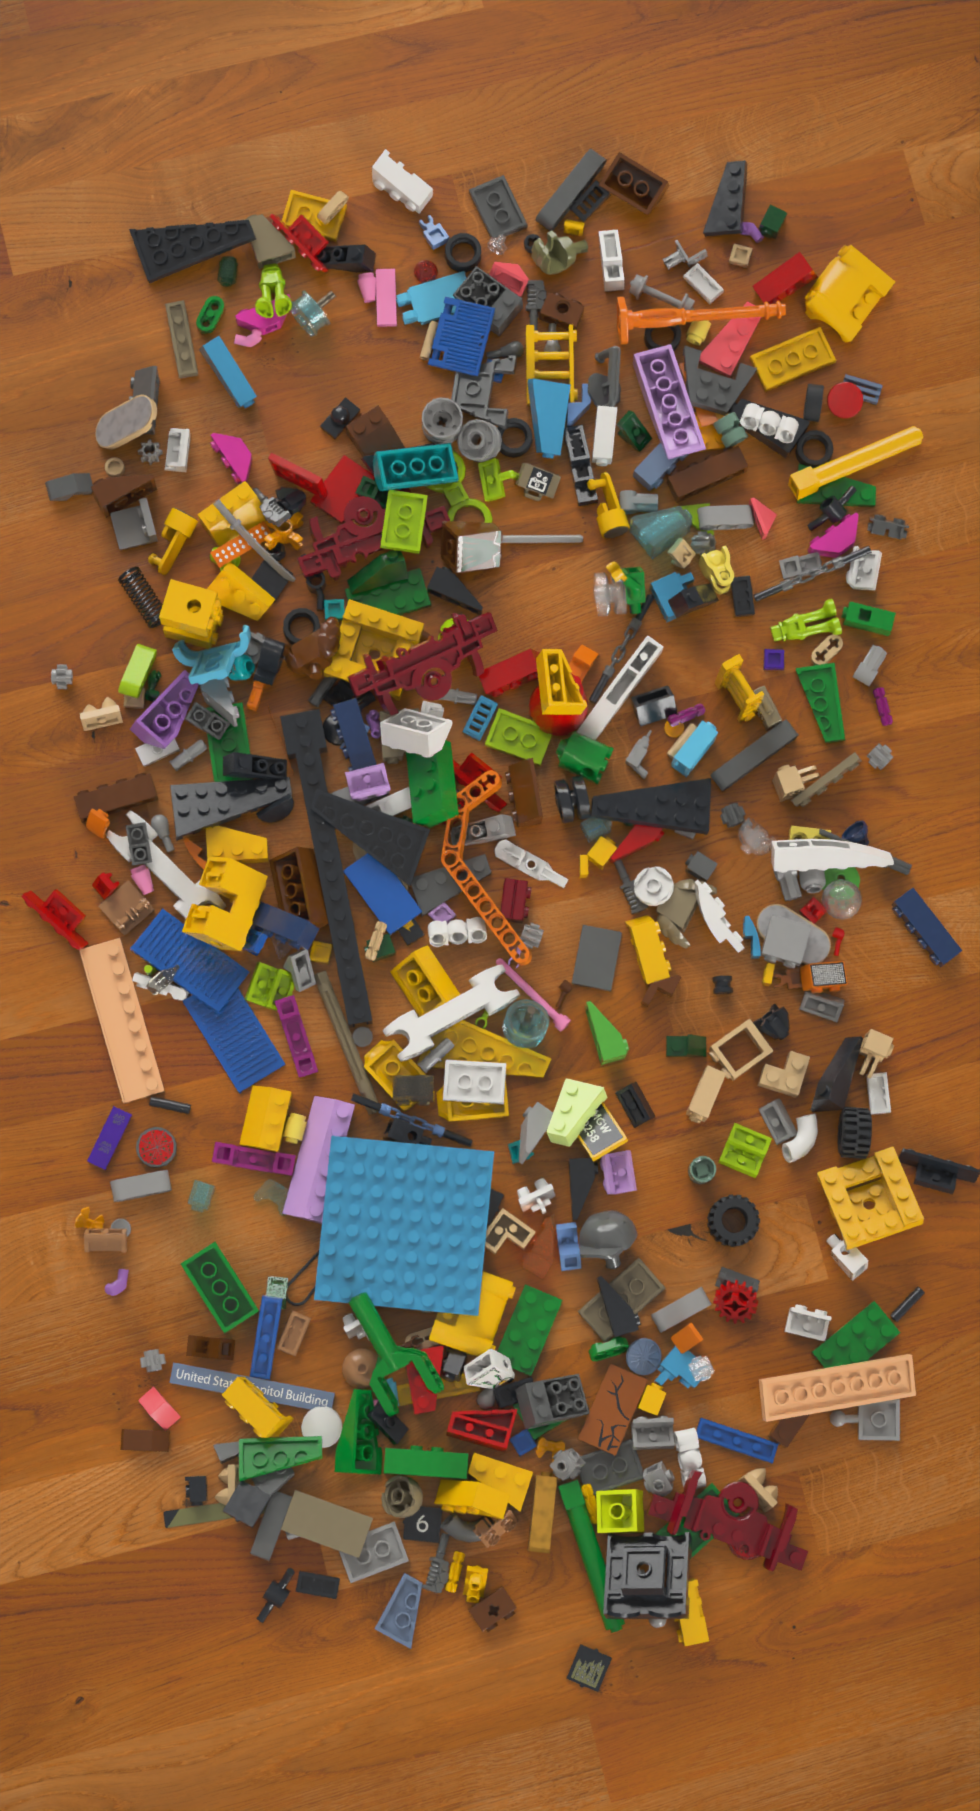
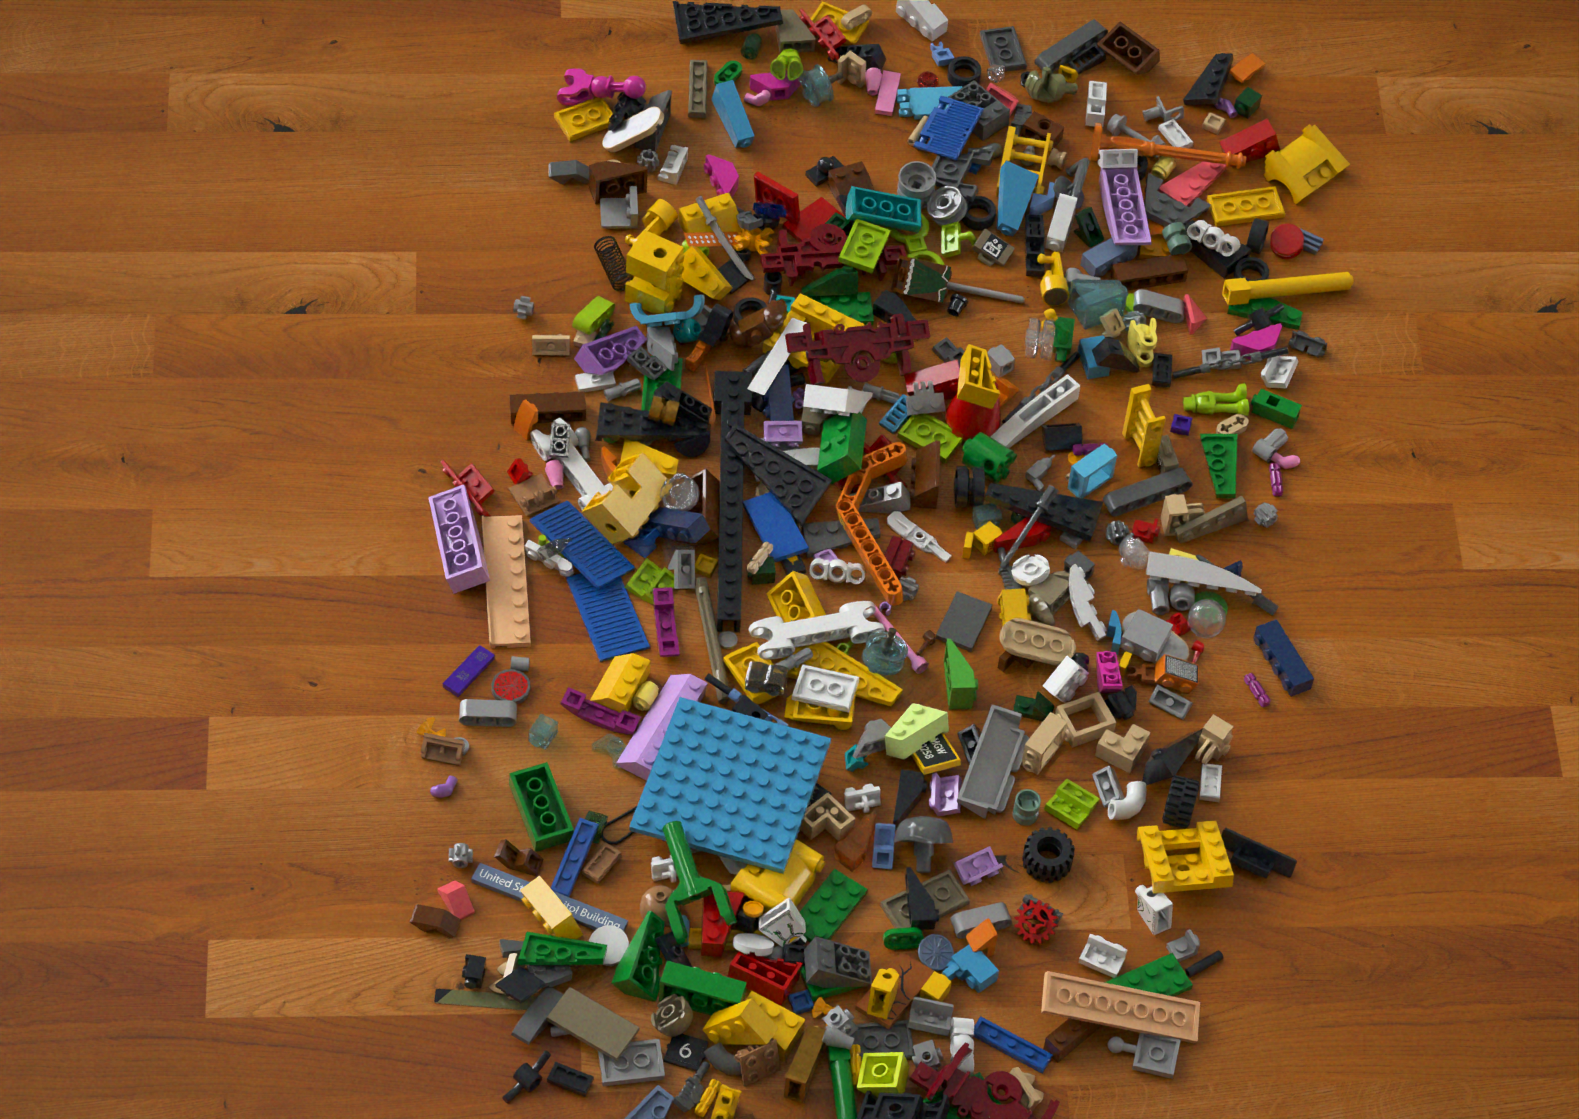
camera: 15 degrees right, 25 degrees down
(62, 987) = (458, 539): none -> lavender slope
(70, 408) = (584, 118): none -> yellow tile
(78, 370) = (586, 87): none -> dark pink piece
(113, 384) = (626, 108): none -> black bracket
(159, 1118) = (520, 663): none -> light grey hinge
(170, 1105) = (534, 656): black piece -> none
(238, 786) = (663, 410): none -> pearl gold wheel
(278, 889) = (680, 493): none -> clear cylinder
(297, 496) = (772, 210): none -> clear blue plate
(341, 278) = (852, 68): none -> tan bracket
(342, 690) = (774, 360): none -> white sticker
(456, 1360) = (753, 909): none -> light orange piece
(464, 1399) = (753, 942): none -> white tile
(505, 701) = (924, 400): none -> light grey hinge
(513, 564) = (957, 304): none -> black piece
(520, 627) = (947, 351): none -> dark grey slope
(568, 1489) = (837, 1038): none -> light grey cone
(572, 625) = (1001, 360): none -> light grey brick
(584, 345) = (1057, 158): none -> tan wheel
(603, 1429) = (884, 983): none -> yellow torso
(651, 342) = (1118, 158): none -> white hinge
(653, 813) = (1042, 505): none -> dark grey piece
(661, 1112) = (995, 756): none -> light grey slope
(666, 1249) = (976, 866): none -> lavender bracket
(677, 975) = (1037, 641): none -> tan tile
(701, 1368) = (990, 962): clear gear -> none
(714, 1014) = (1066, 679): none -> white slope
(755, 993) = (1108, 672): none -> dark pink slope
(760, 802) = (1145, 531): none -> red bracket
(764, 174) = (1246, 68): none -> orange slope
(884, 1290) = (1185, 946): none -> light grey bracket
(889, 682) = (1286, 462): none -> bright pink arm
(905, 969) = (1257, 689): none -> magenta axle

